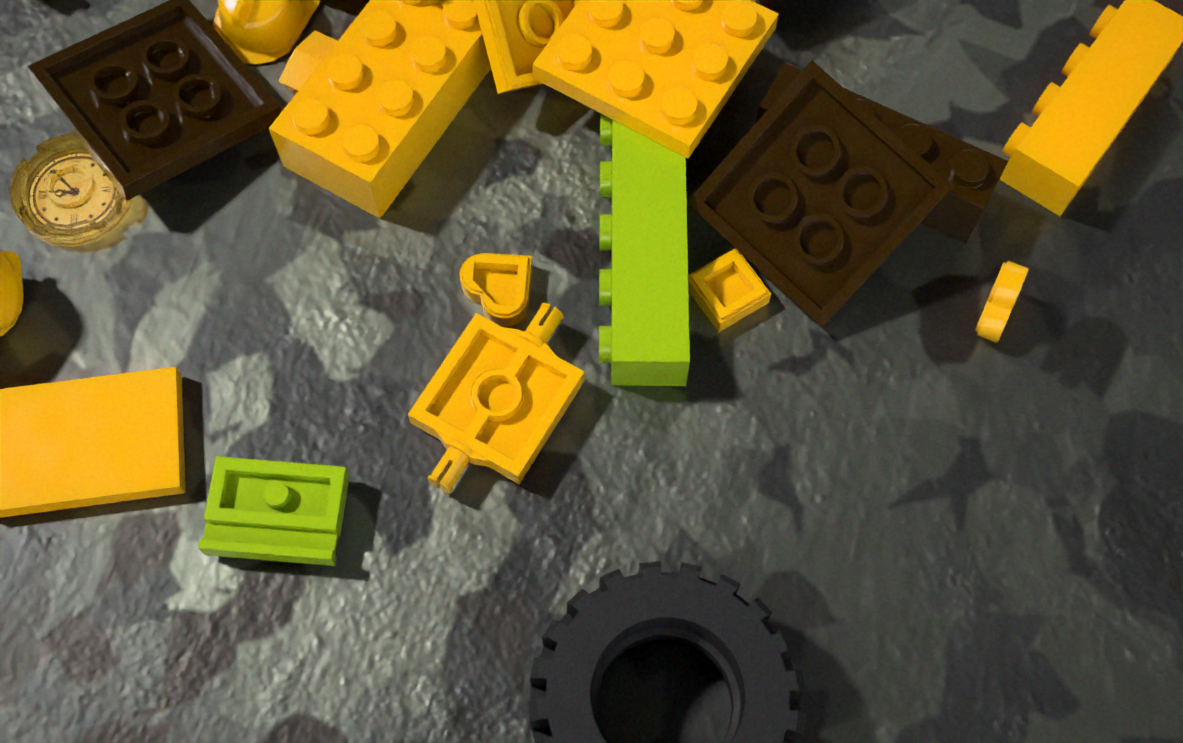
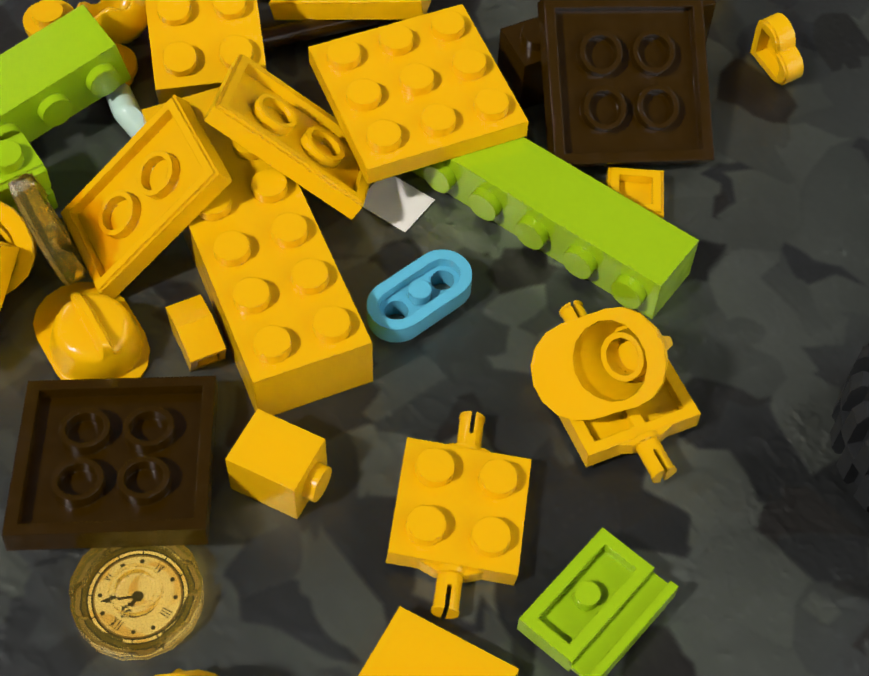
camera: 55 degrees left, 10 degrees down
(234, 200) = (278, 464): none -> yellow brick
(295, 355) = (459, 513): none -> yellow plate
(478, 190) = (415, 297): none -> medium azure plate
(483, 363) = (600, 364): none -> yellow piece
(498, 284) = (508, 333): yellow tile -> none
(567, 121) = (396, 202): none -> white sticker

